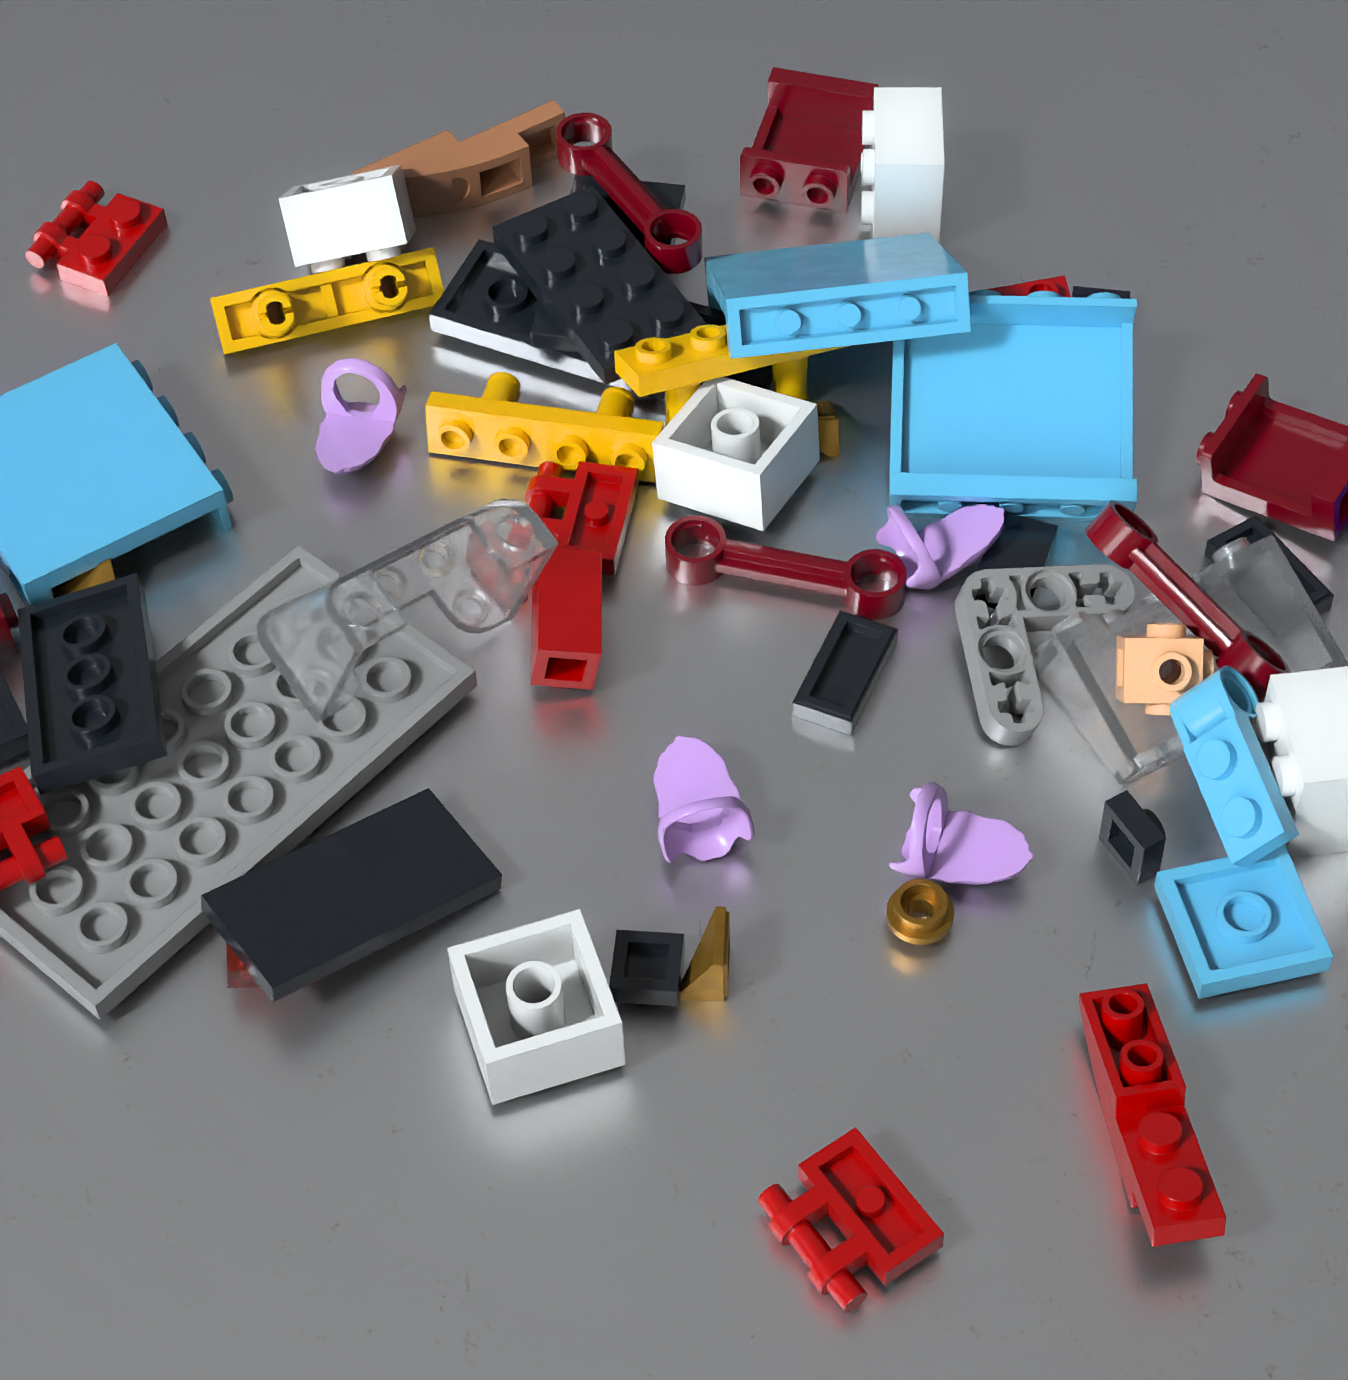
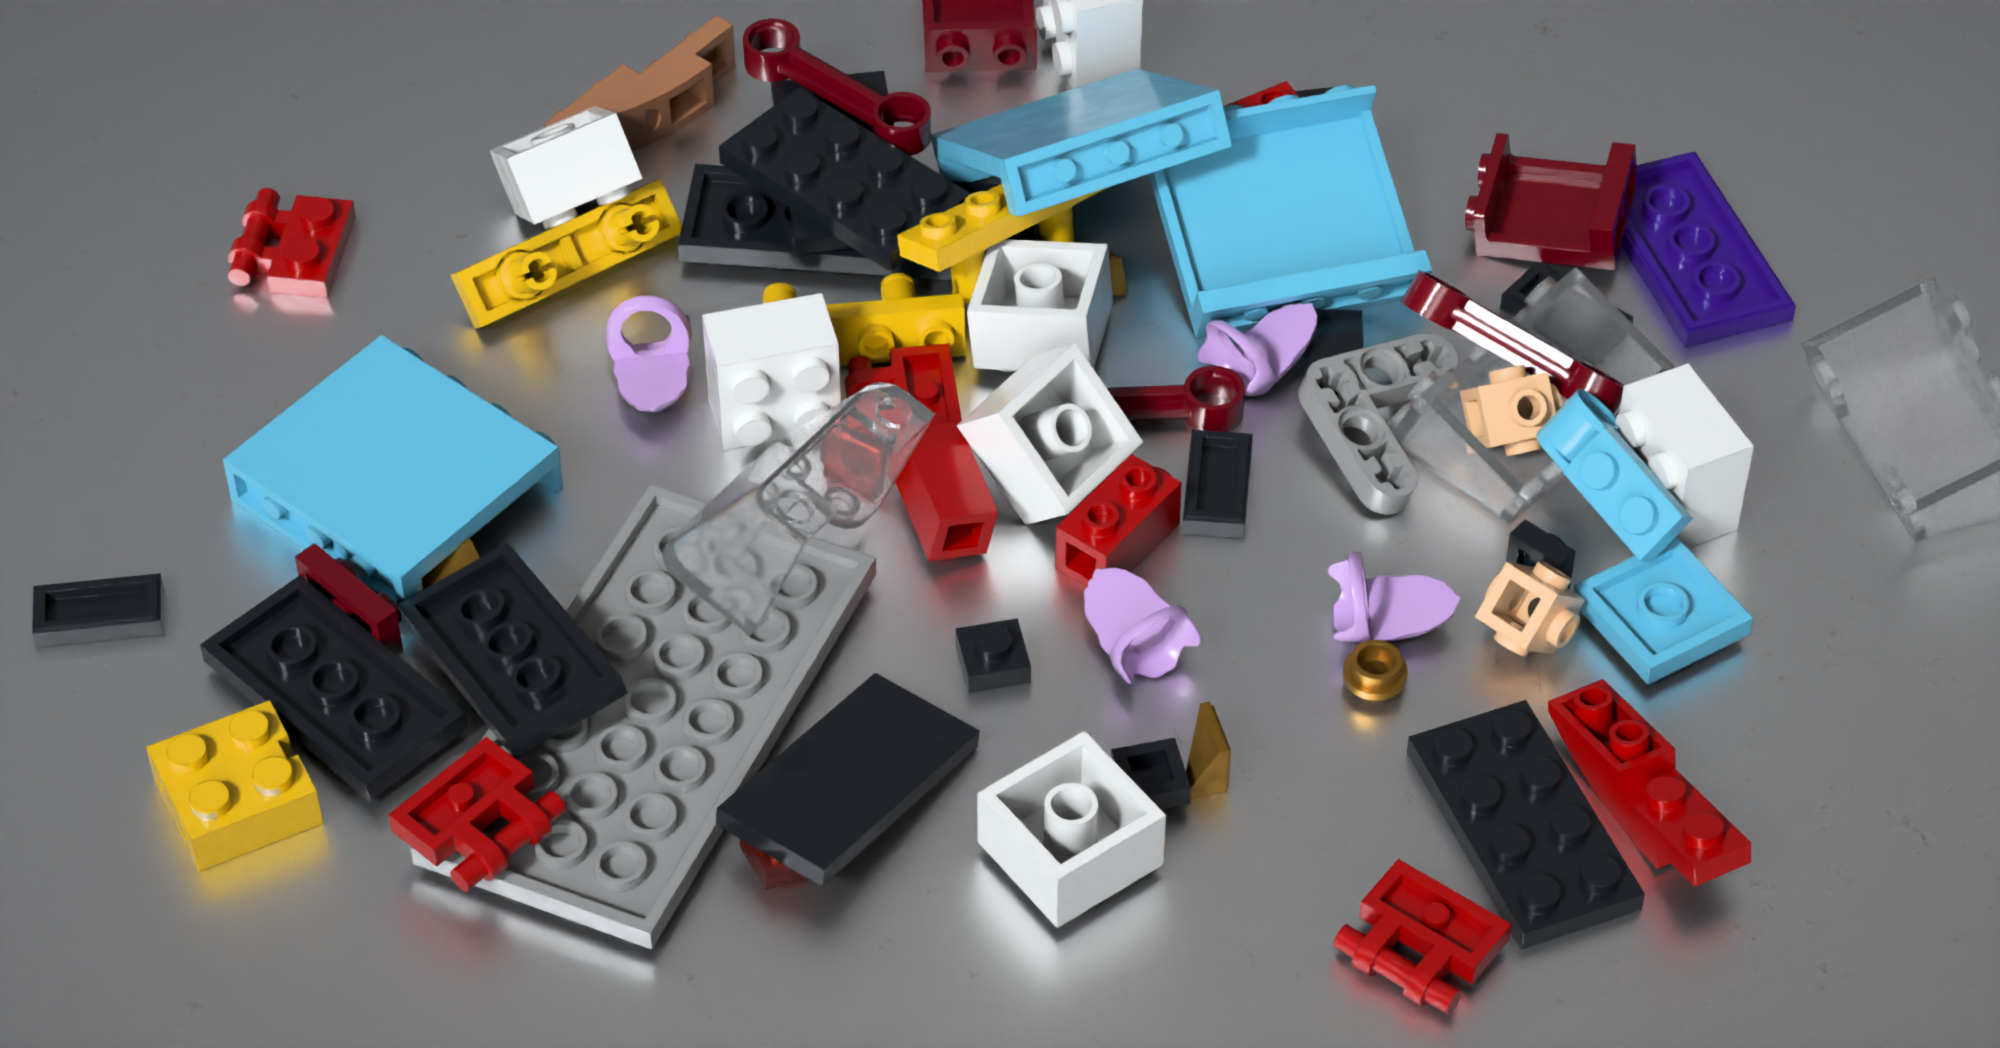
camera: 20 degrees left, 5 degrees down
(447, 454) = (770, 368): none -> white brick
(552, 797) = (993, 655): none -> black plate
(685, 585) = (1050, 434): none -> white brick
(726, 689) = (1119, 521): none -> red brick
(1010, 1122) = (1524, 824): none -> black plate
(1099, 887) = (1531, 608): none -> light nougat brick

